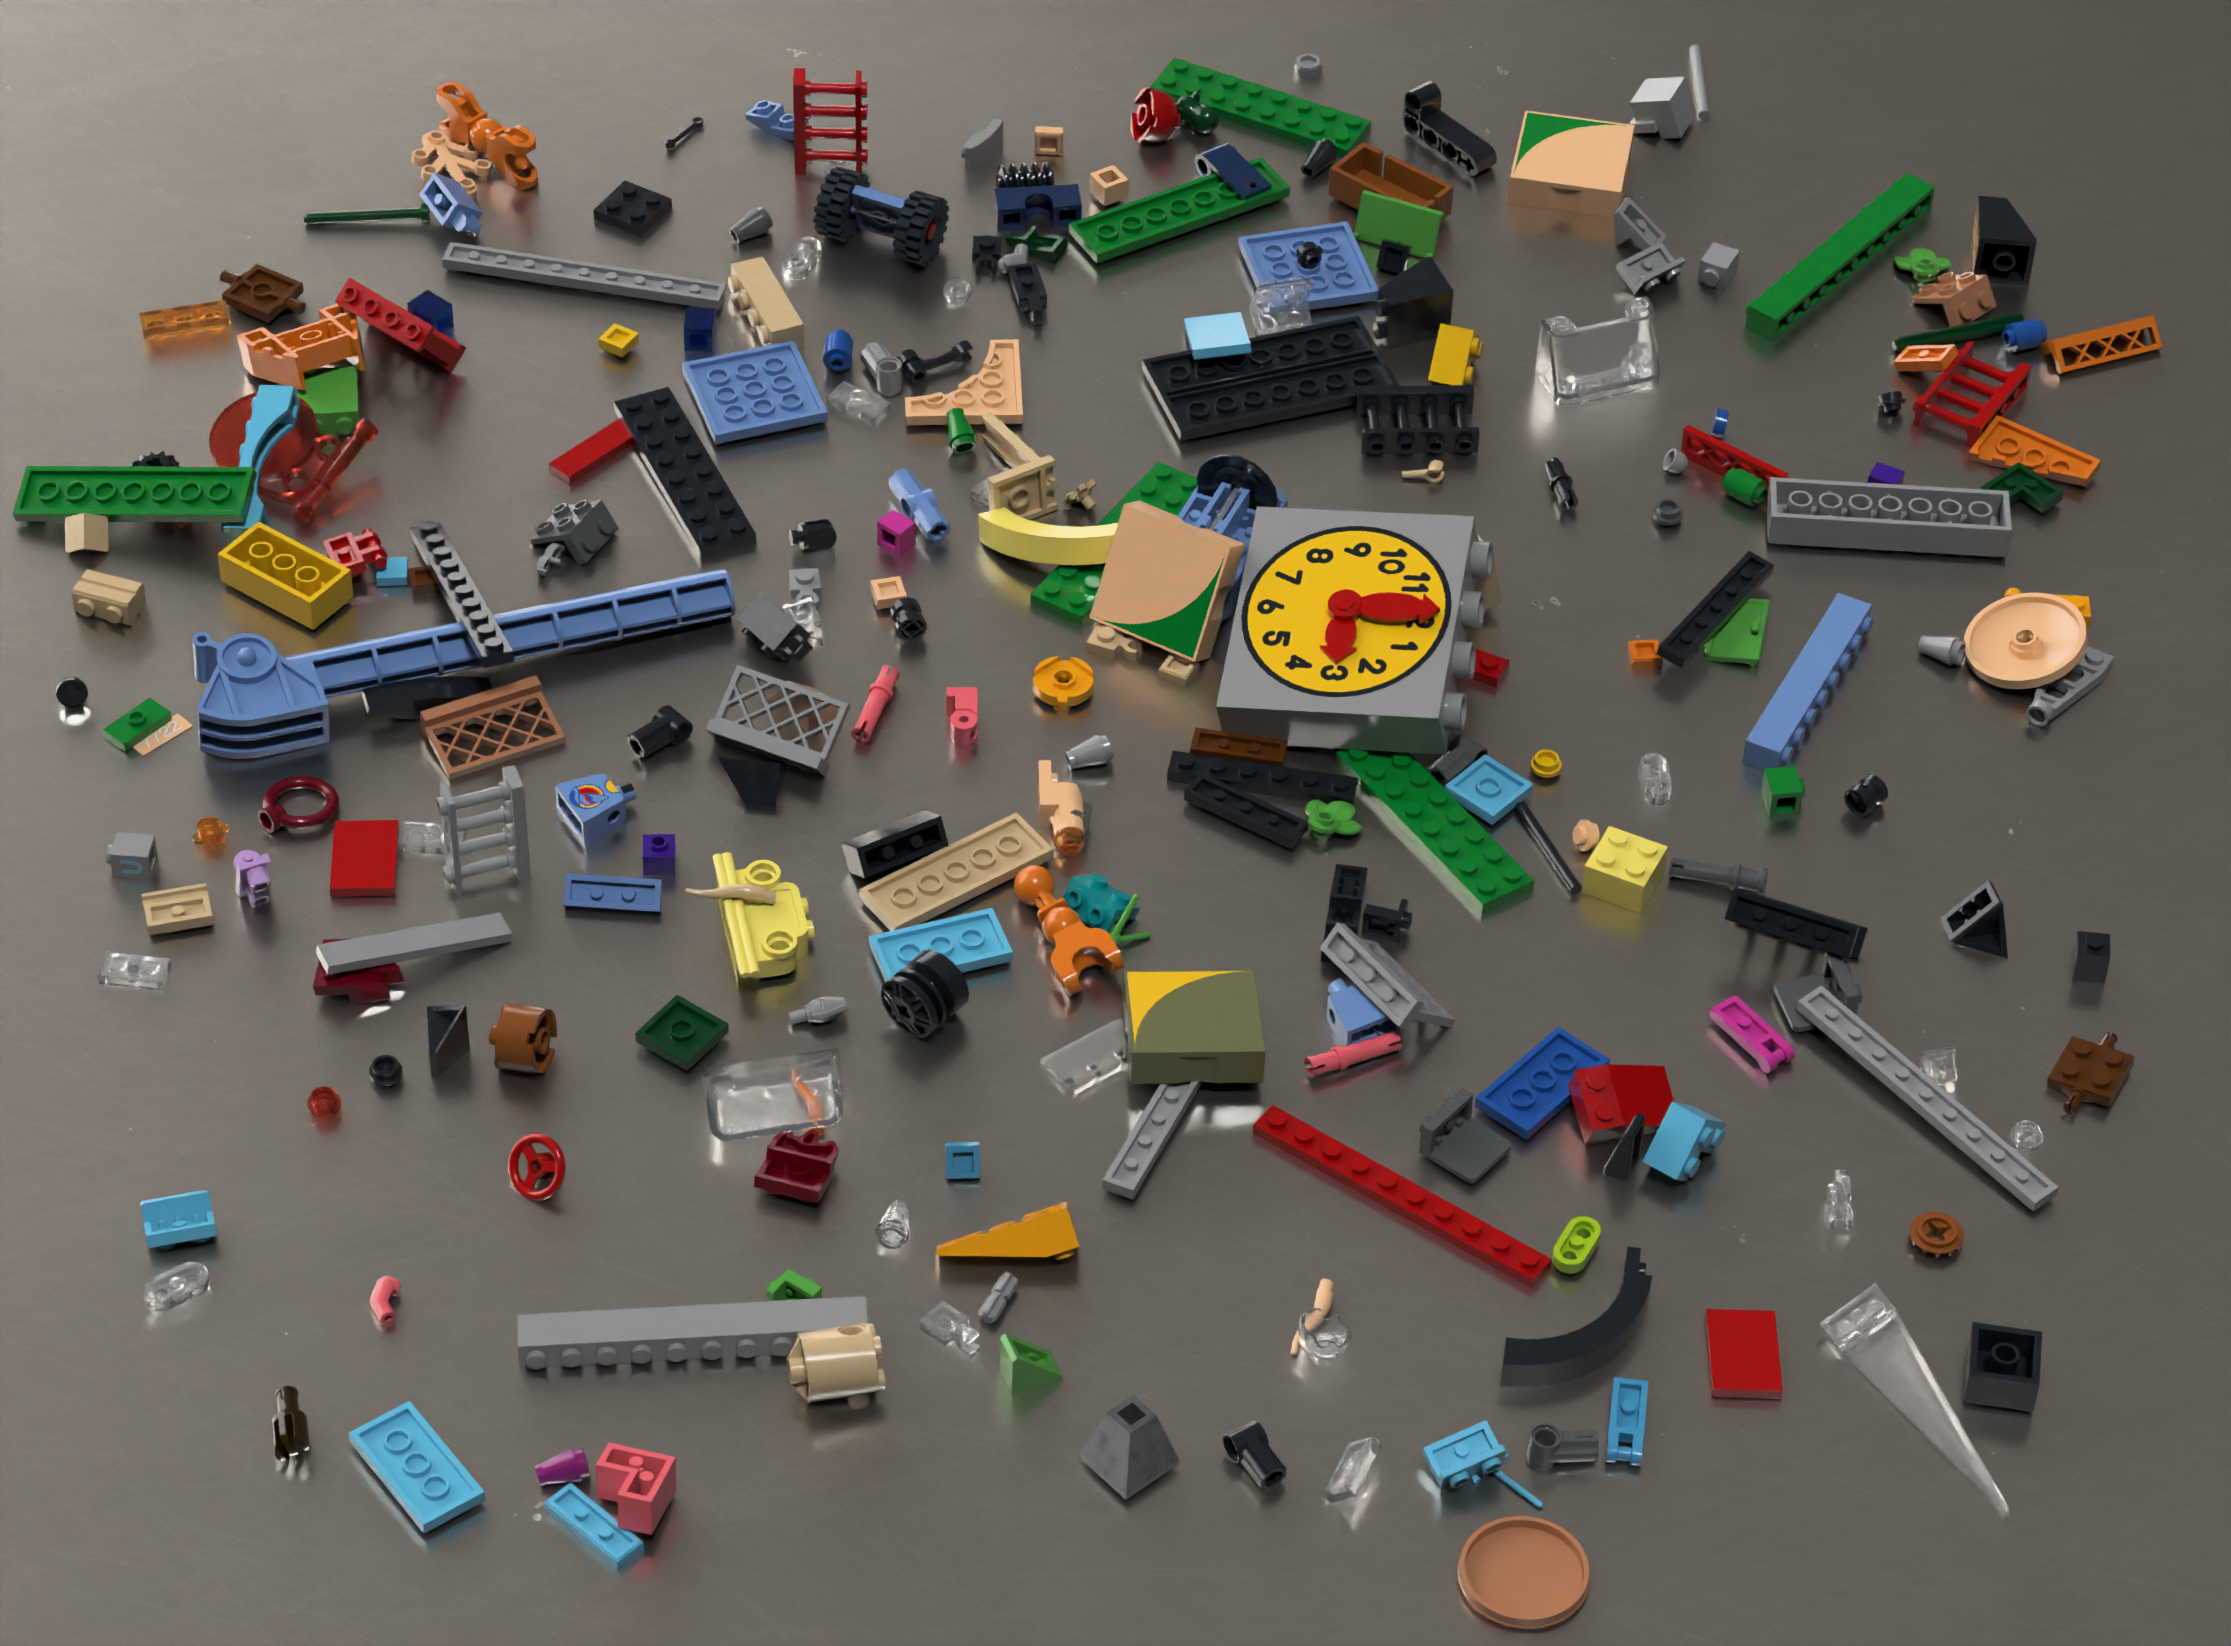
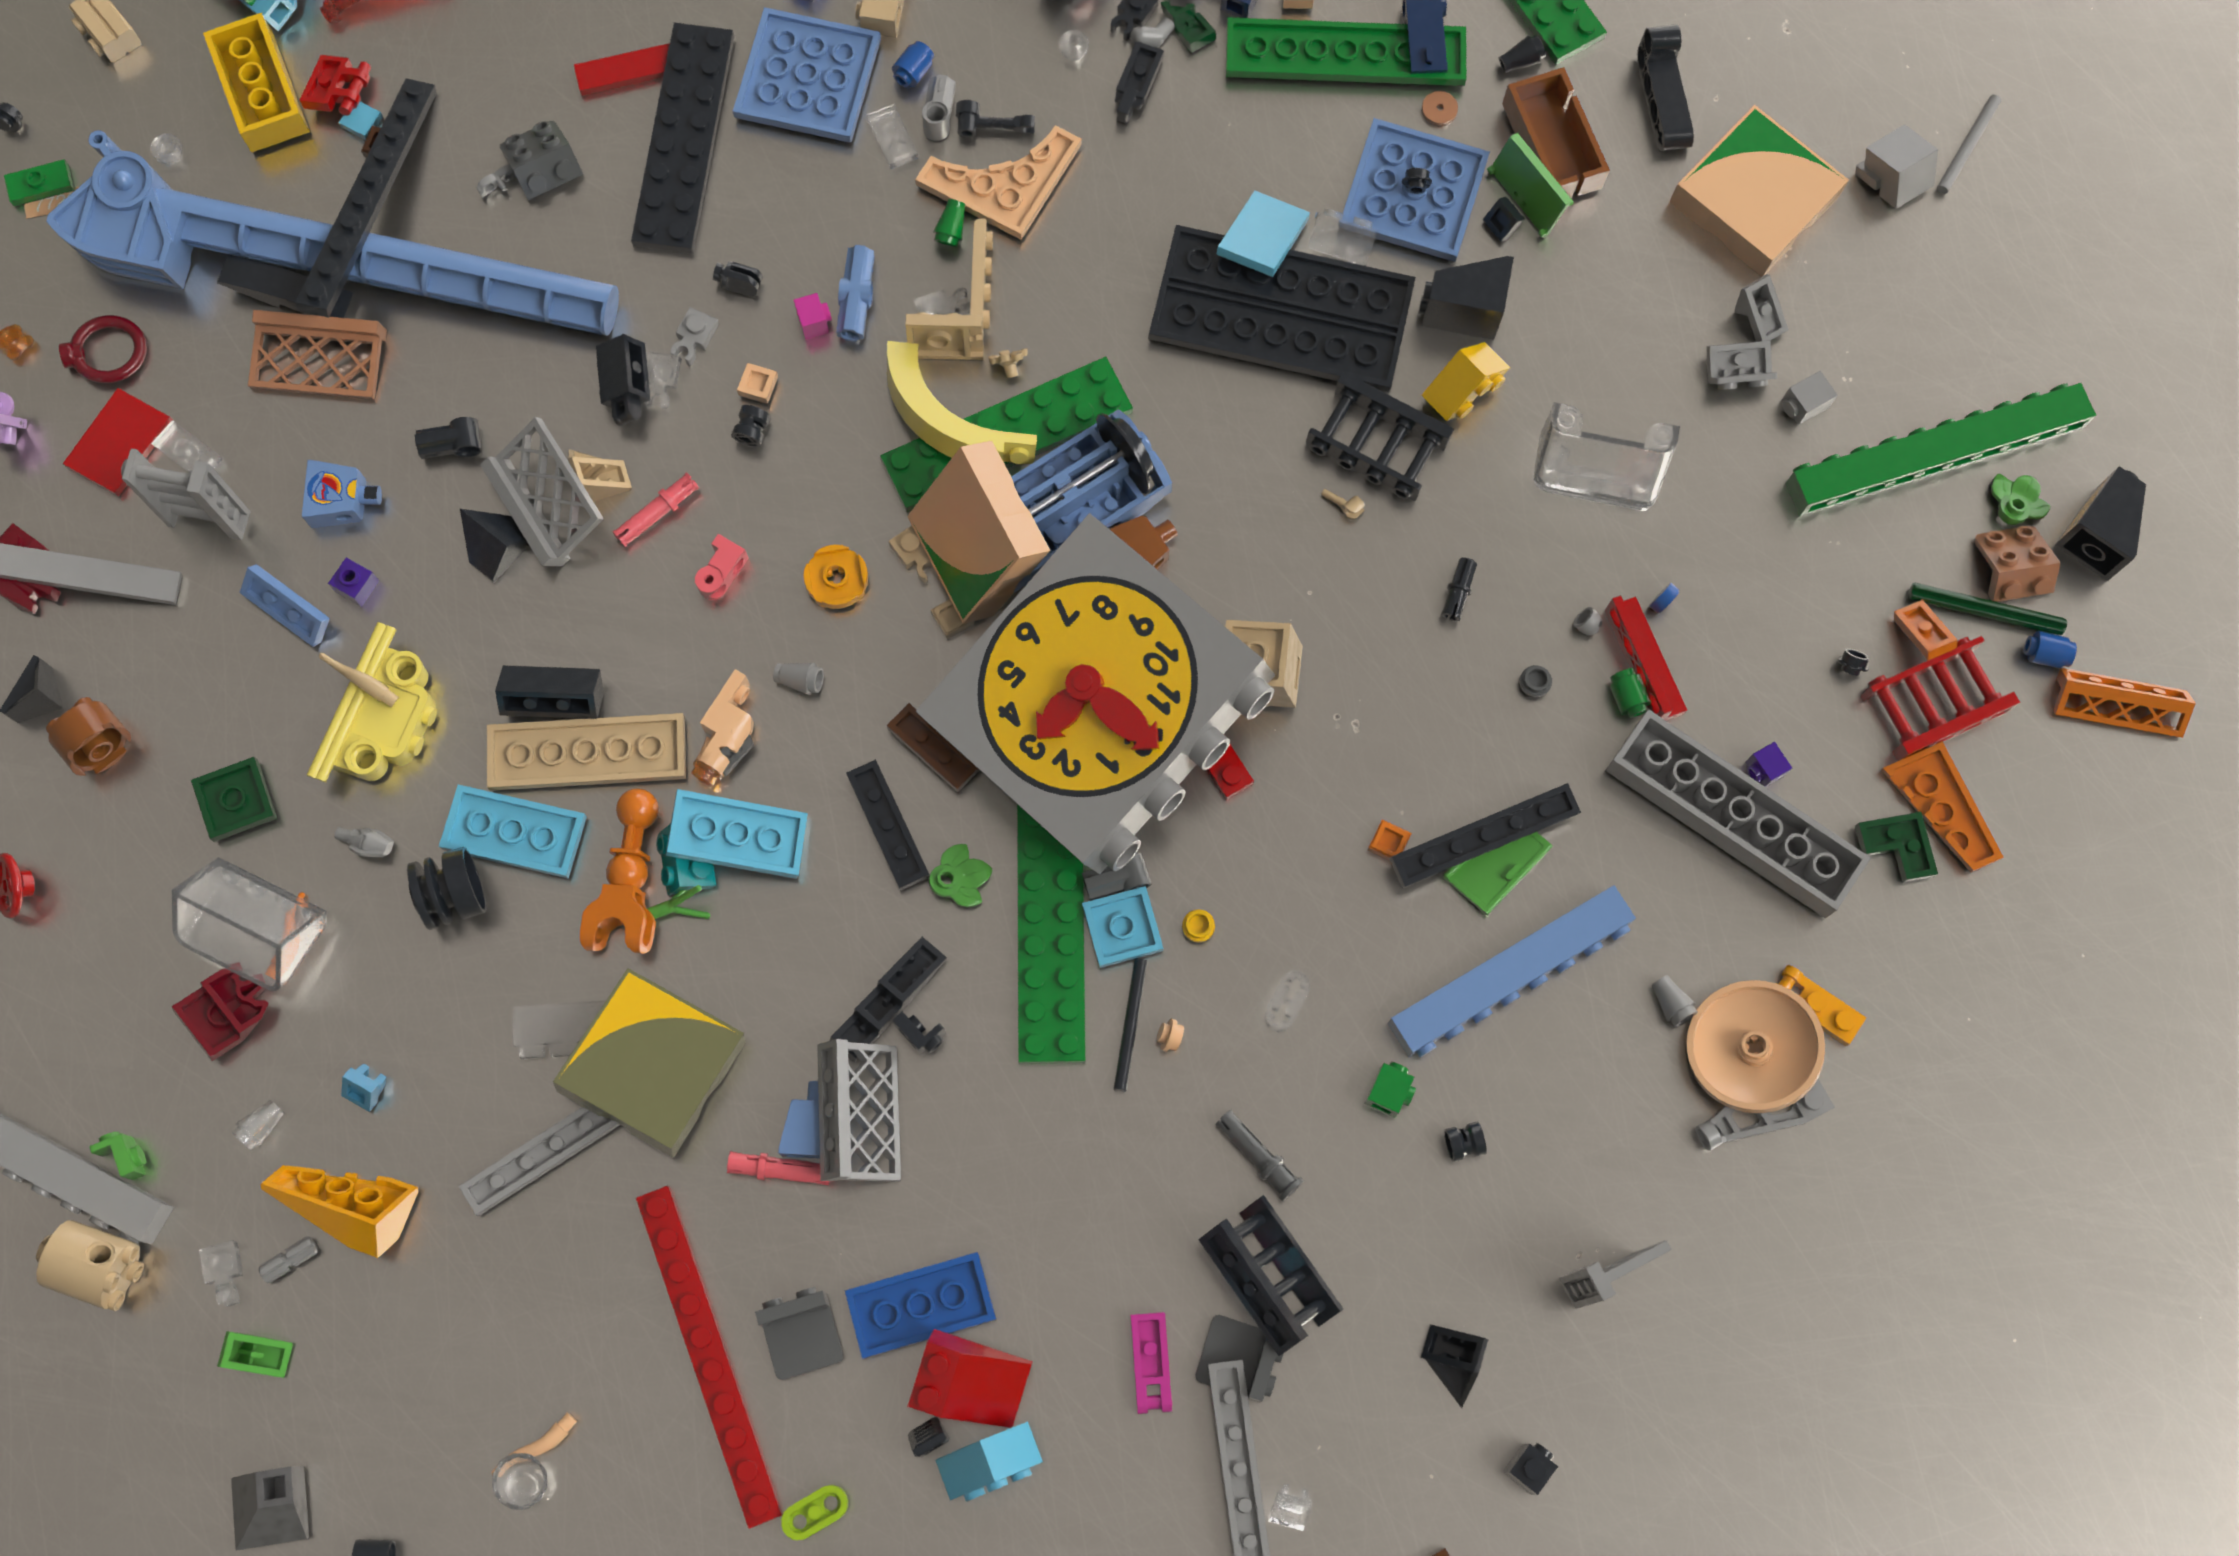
camera: 30 degrees right, 30 degrees up
(1132, 859) = (736, 834): none -> medium azure plate
(1264, 778) = (933, 792): black plate -> none
(1281, 217) = (1436, 116): none -> nougat wheel
(1624, 869) = (1172, 1100): light yellow brick -> none
(2040, 795) = (1592, 1283): none -> light grey fence

